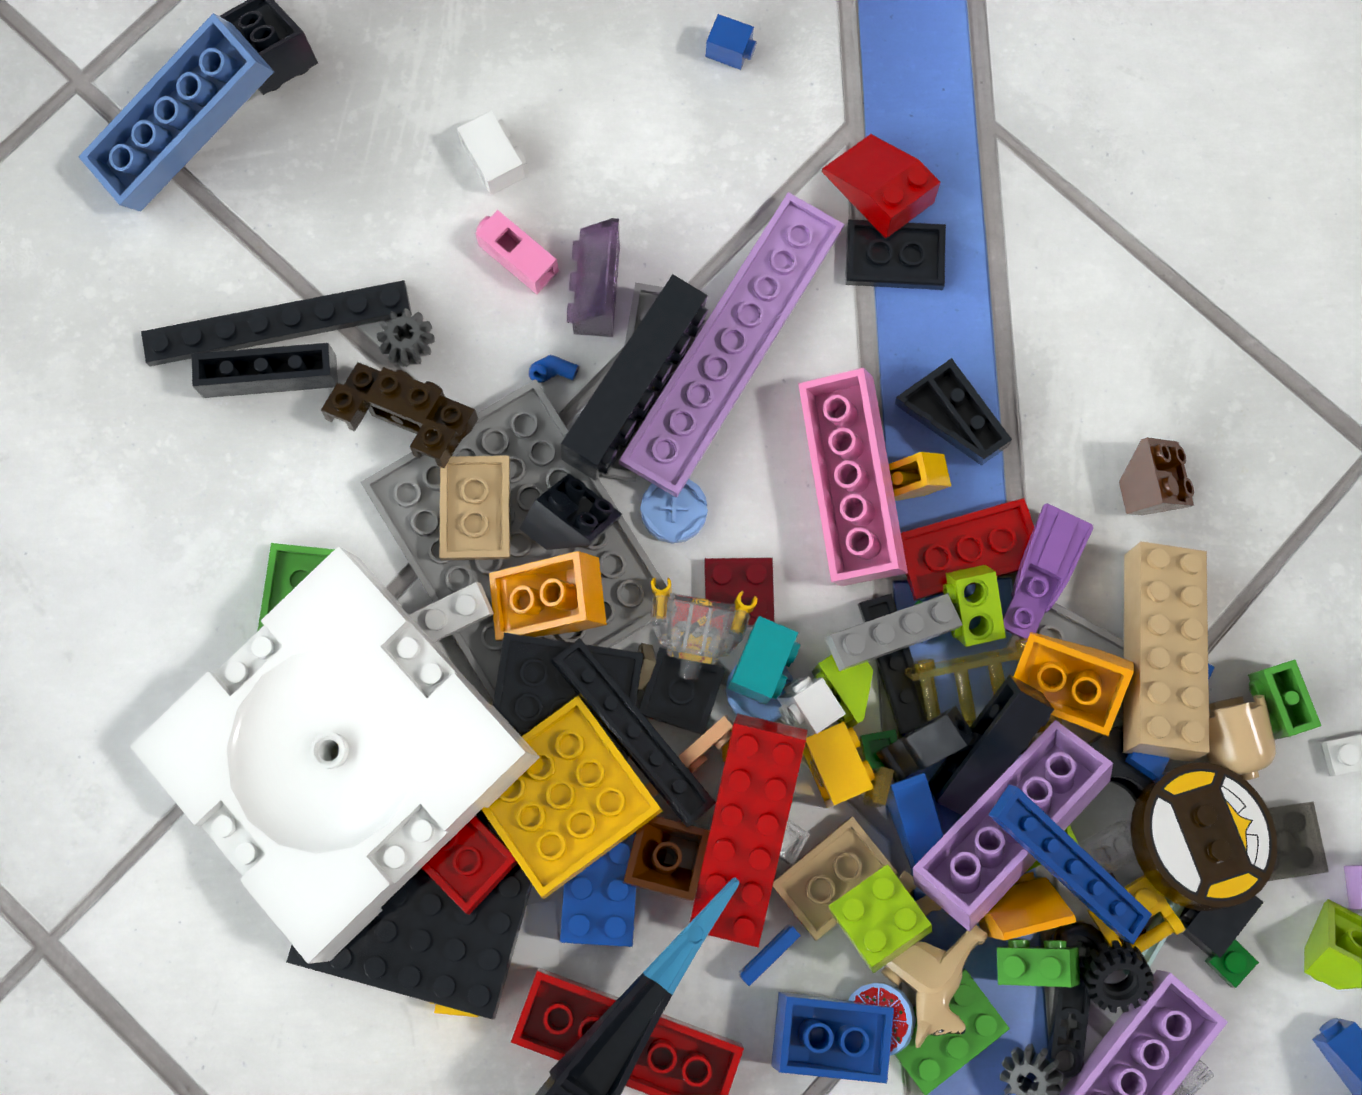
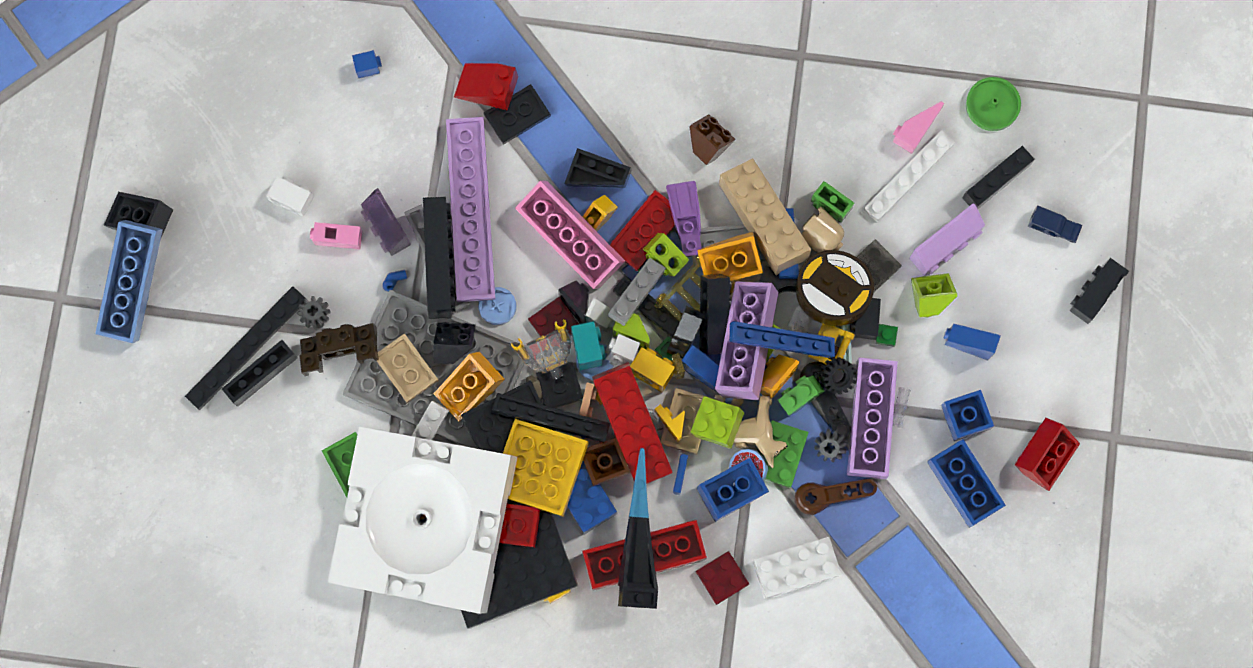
camera: 30 degrees left, 0 degrees up
(795, 580) = (576, 299): none -> black slope
(811, 876) = (674, 425): none -> yellow slope
(814, 626) = (598, 314): none -> white slope

